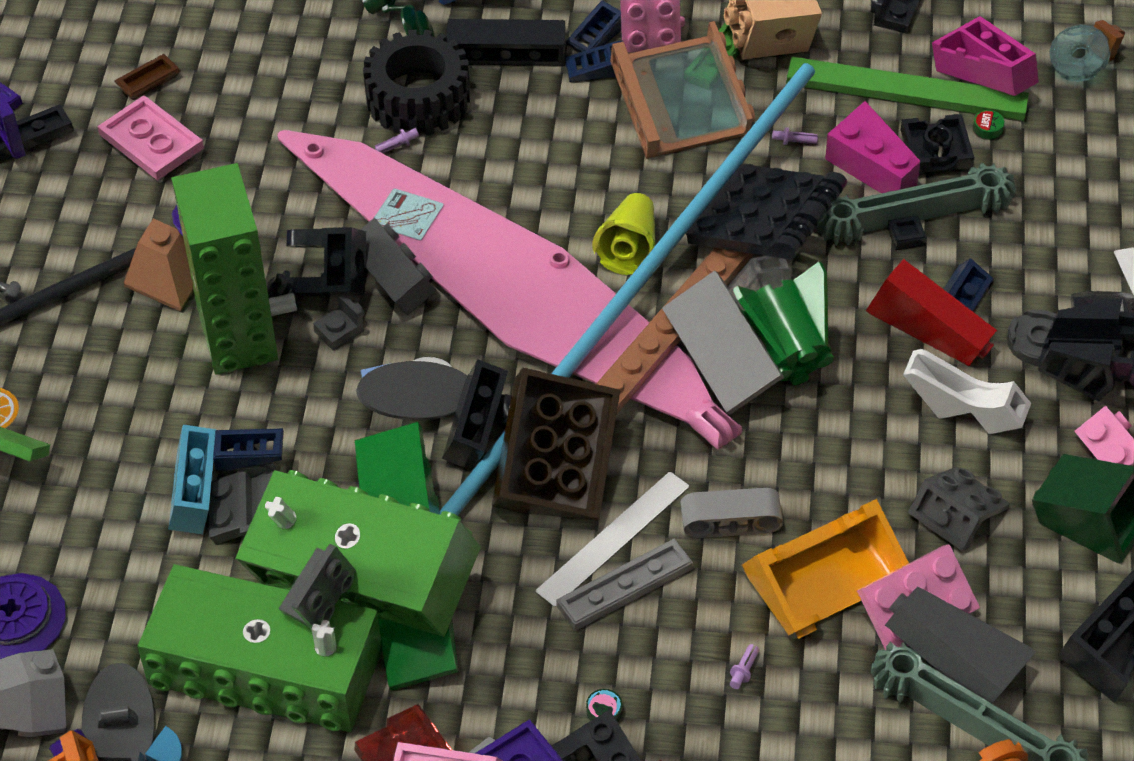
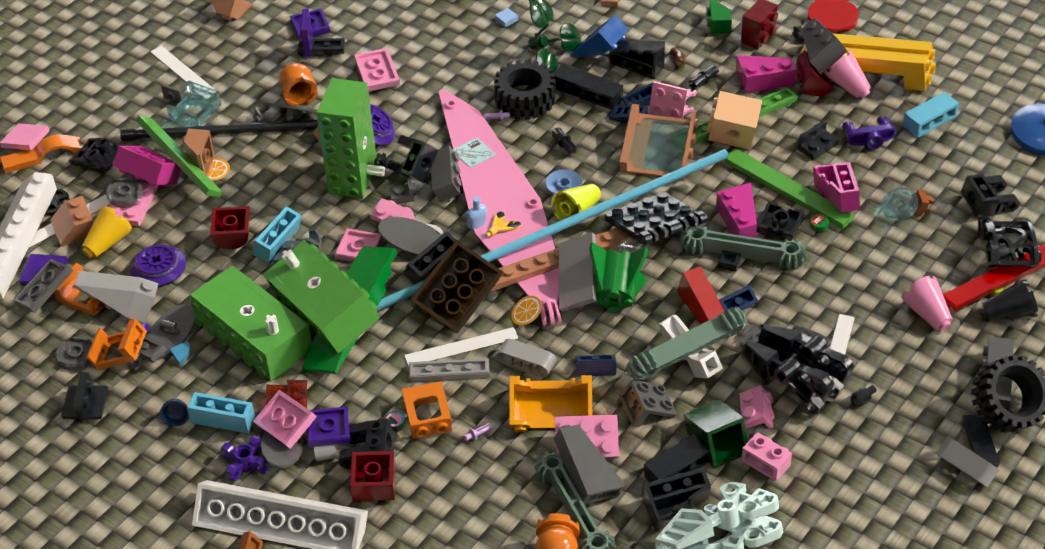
camera: 30 degrees right, 5 degrees down
(42, 210) = (297, 84): none -> orange tile
(66, 267) = (292, 117): none -> dark grey shield
(106, 496) = (230, 226): none -> dark red brick
(148, 76) = (397, 40): reddish brown tile -> none
(236, 459) = (301, 222): dark blue slope -> none
(319, 587) = (281, 298): dark grey bracket -> none
(328, 441) = (353, 242): none -> bright pink tile
(347, 365) = (390, 209): none -> bright pink bracket
(497, 314) = (476, 215): none -> light blue piece
(533, 142) = (564, 141): none -> black axle
(538, 318) = (500, 226): none -> yellow piece
(582, 208) = (563, 180): none -> medium blue dish
(611, 650) = (422, 395): none -> orange window
(676, 436) = (526, 310): none -> light orange sticker
(790, 136) = (701, 187): lavender piece -> none
(838, 478) = (595, 365): none -> dark blue slope
(966, 389) = (653, 360): none -> sand green arm
(1069, 579) = (679, 459): none -> black brick

